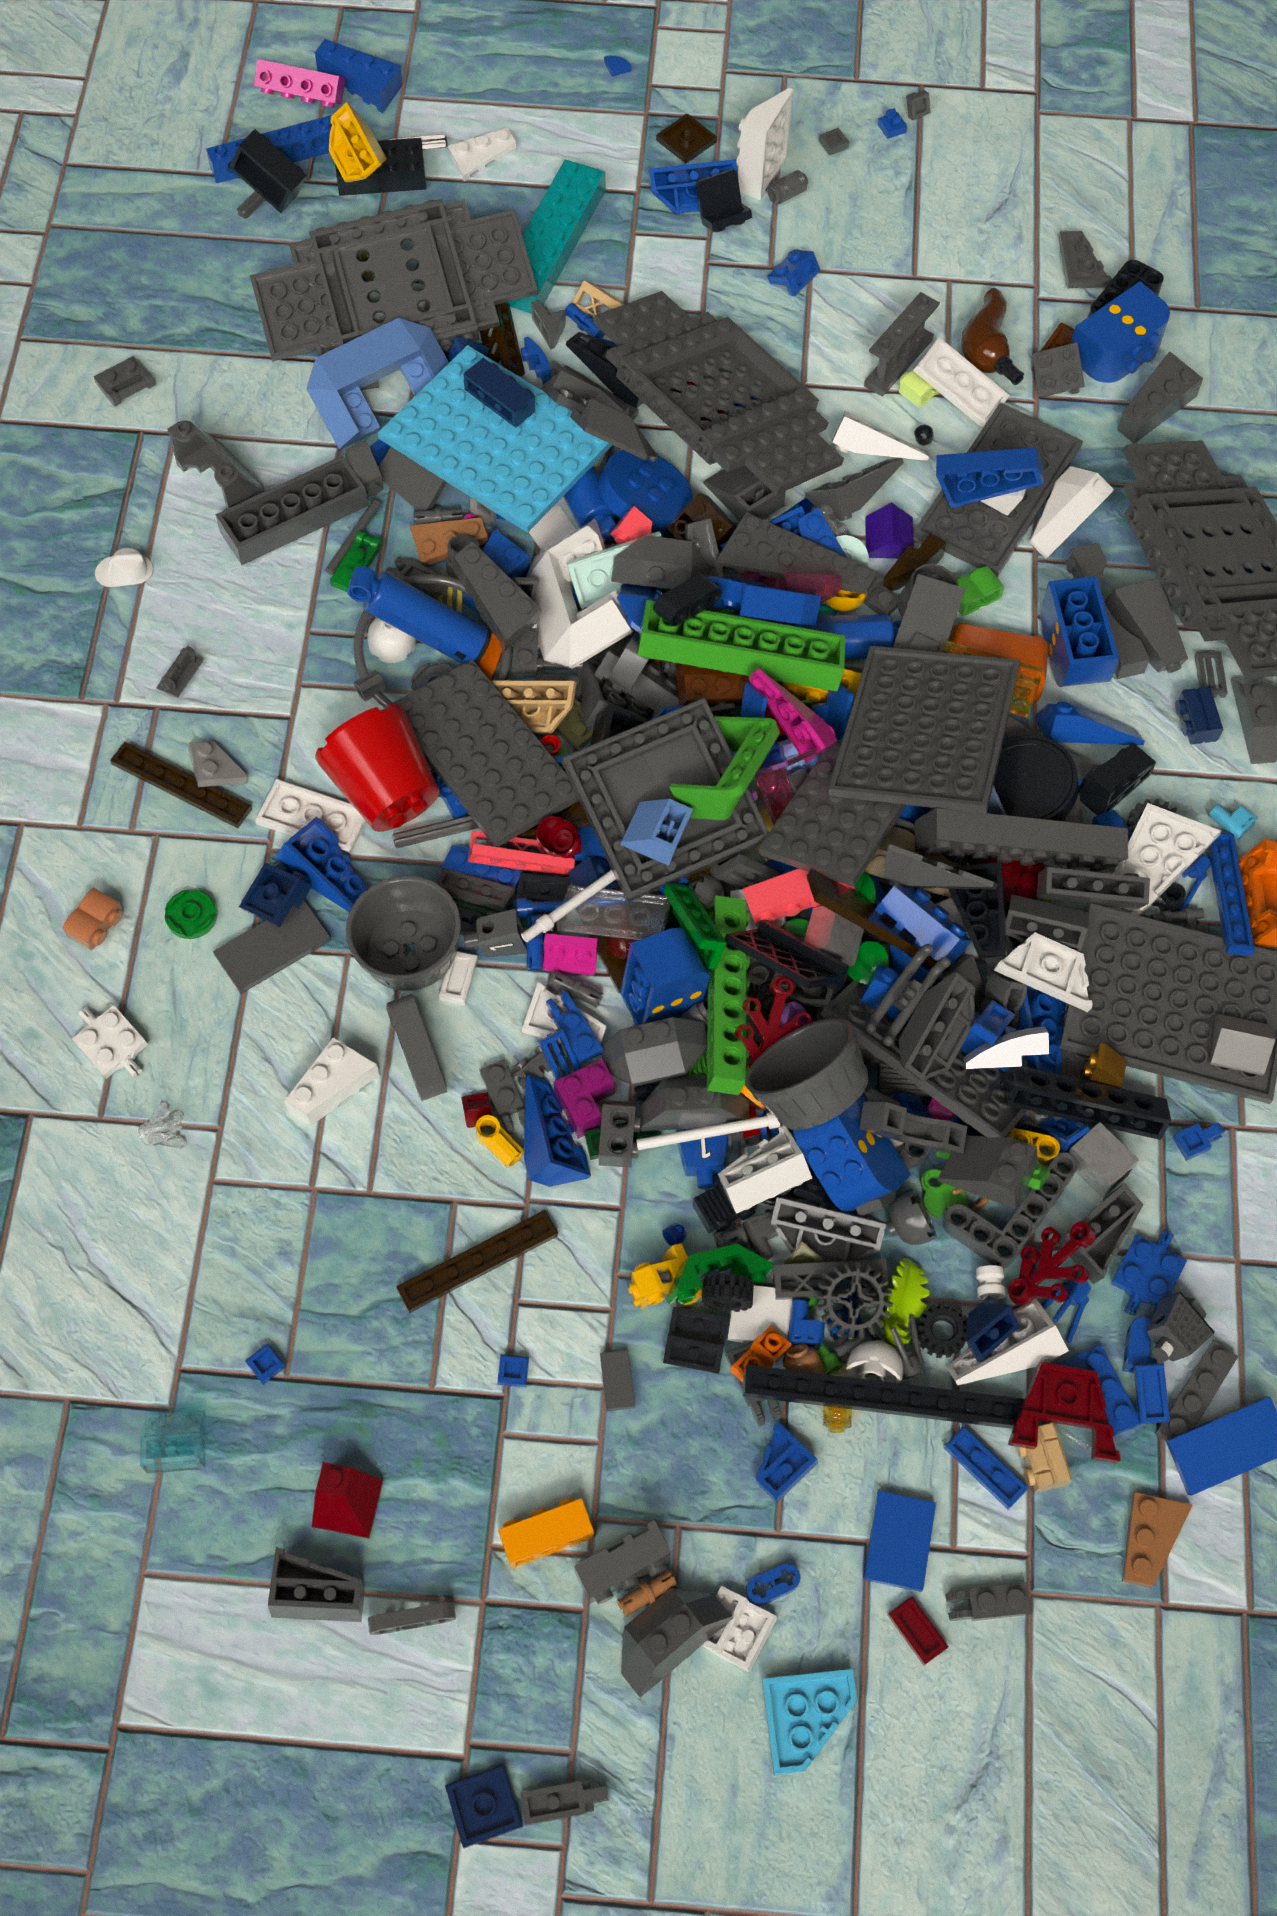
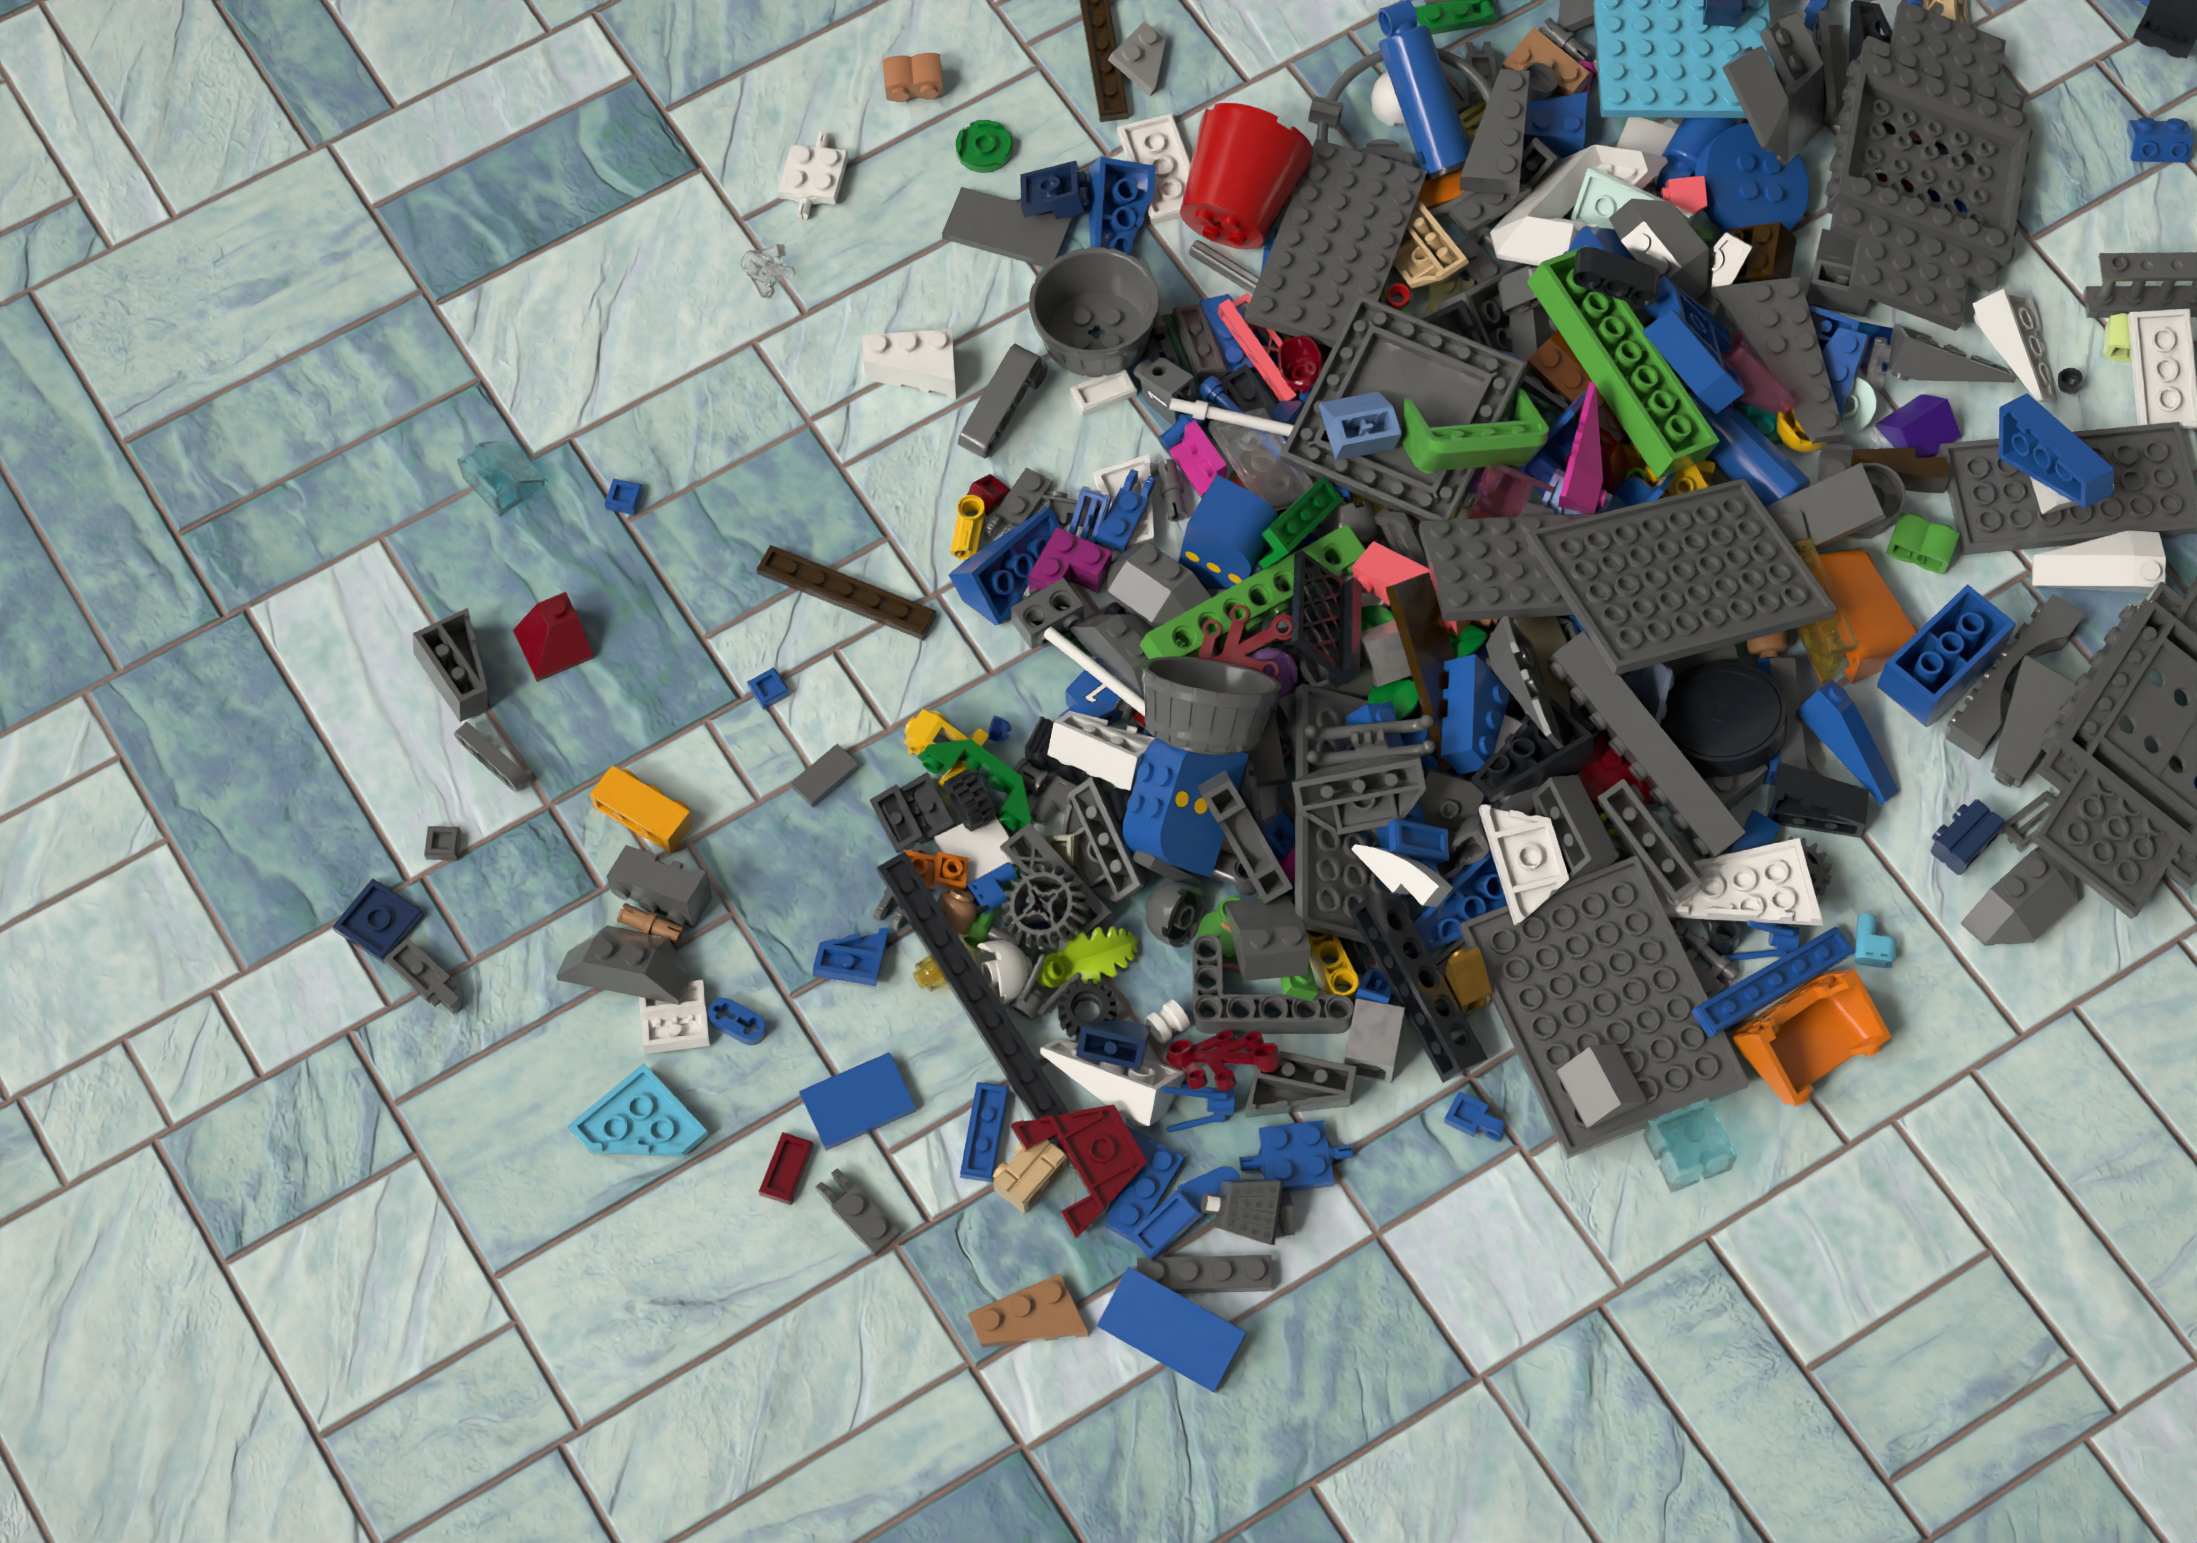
camera: 55 degrees right, 0 degrees up
(454, 1707) = (442, 843): none -> dark grey tile

